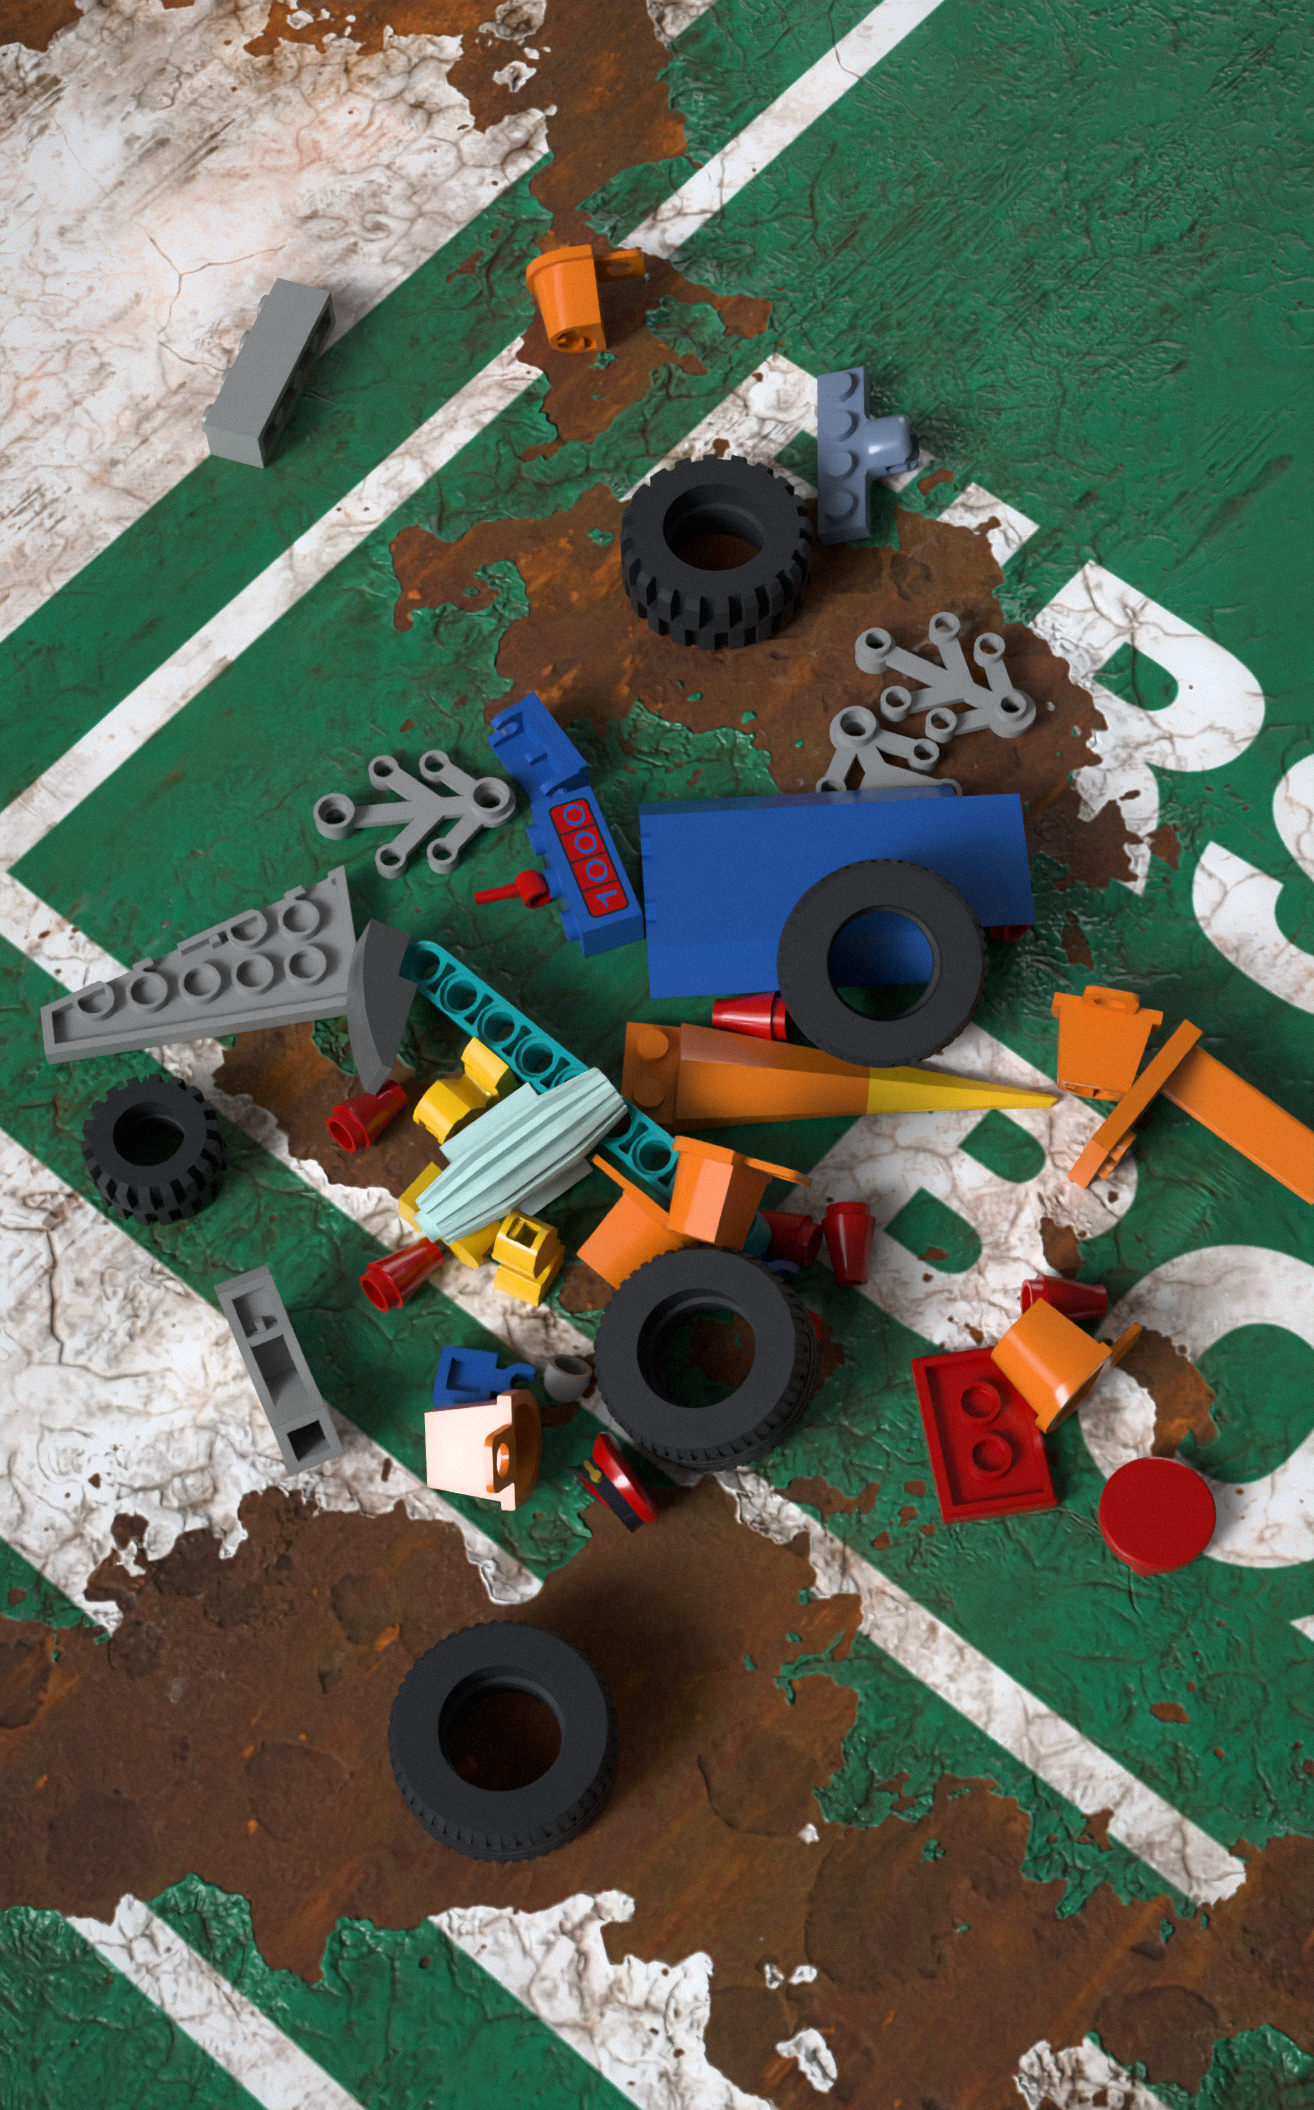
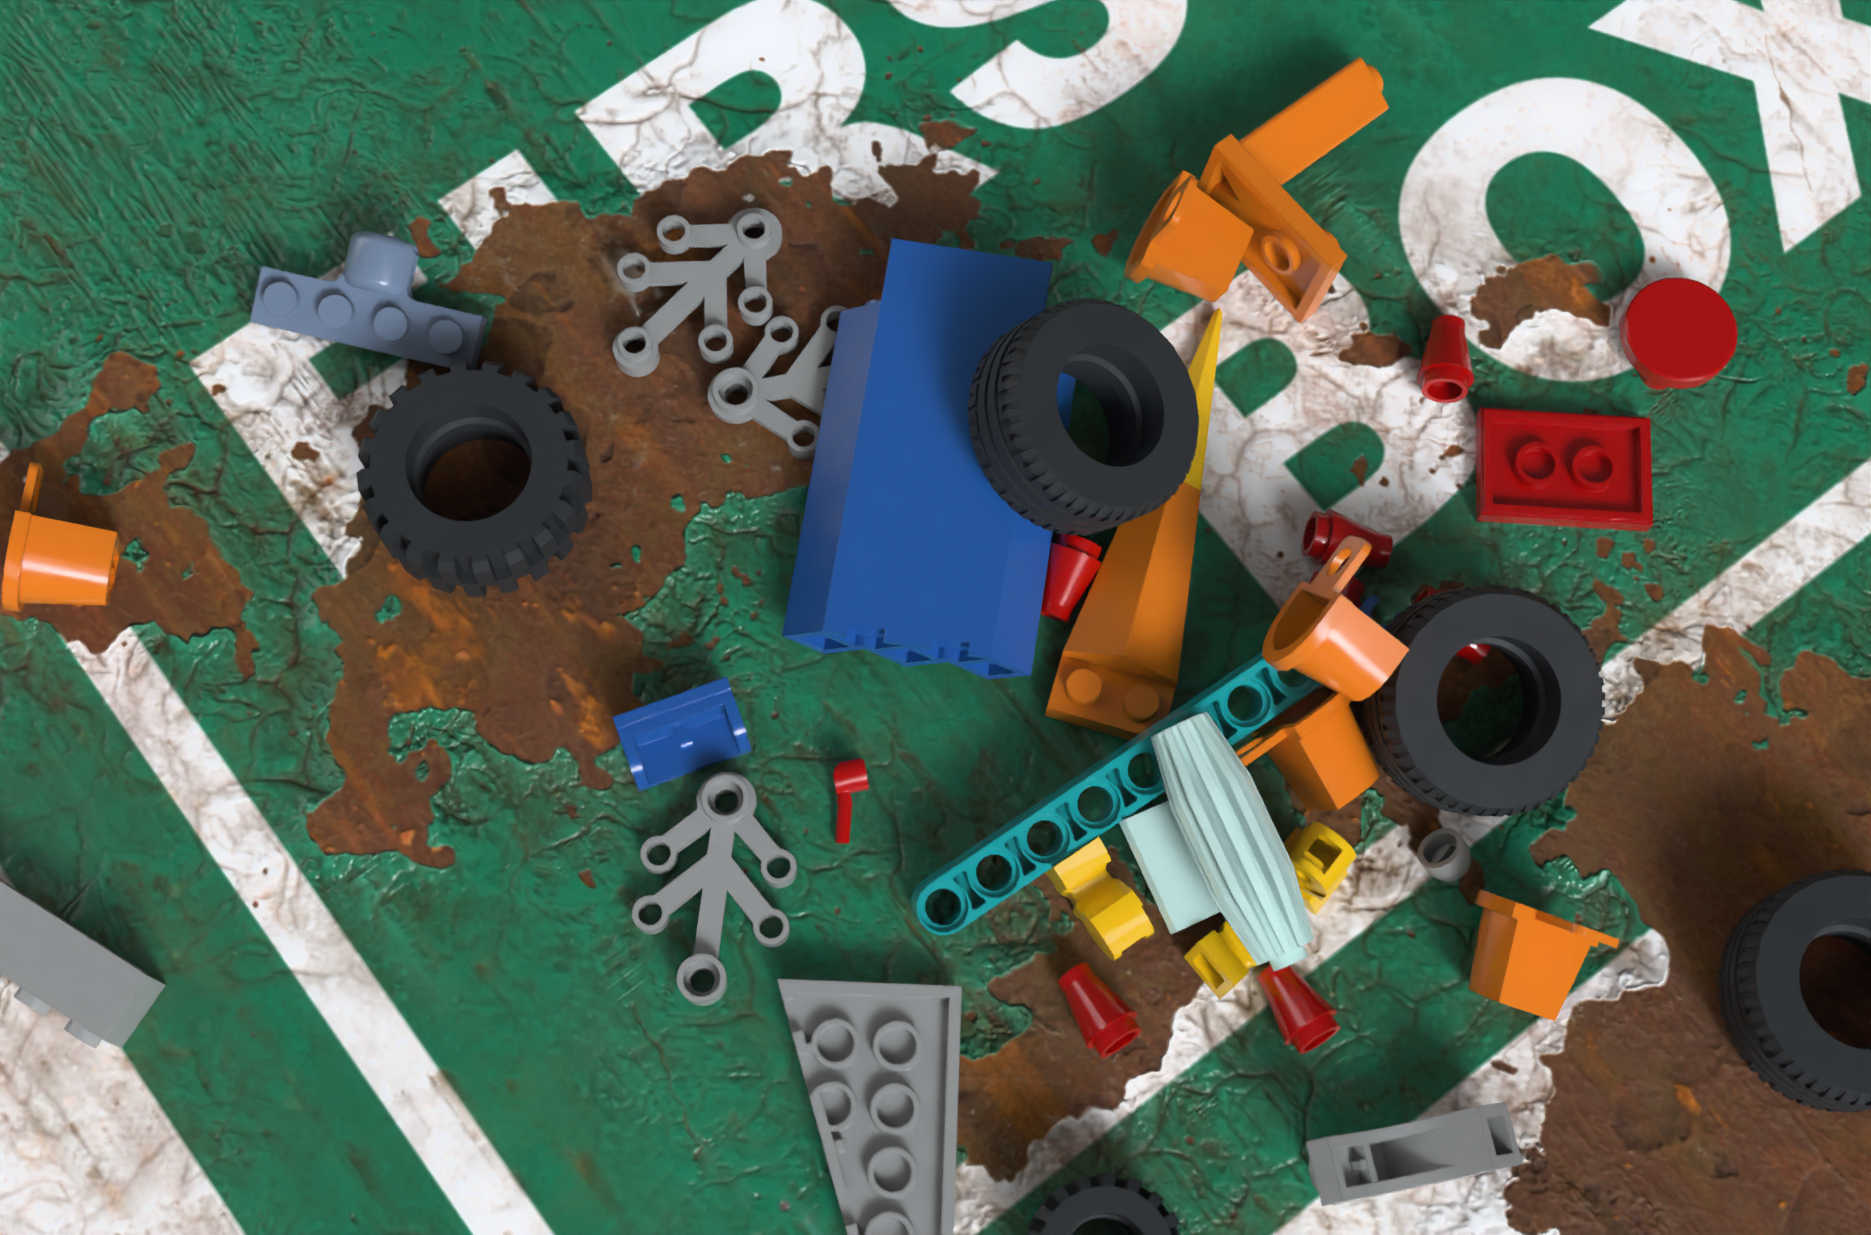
camera: 85 degrees left, 10 degrees up
(377, 1002) = (985, 967): dark grey slope -> none
(475, 1376) = (1431, 952): blue plate -> none
(585, 872) = (849, 713): blue brick -> none
(614, 1483) = (1586, 827): piece -> none
(1056, 1362) = (1541, 372): orange container -> none

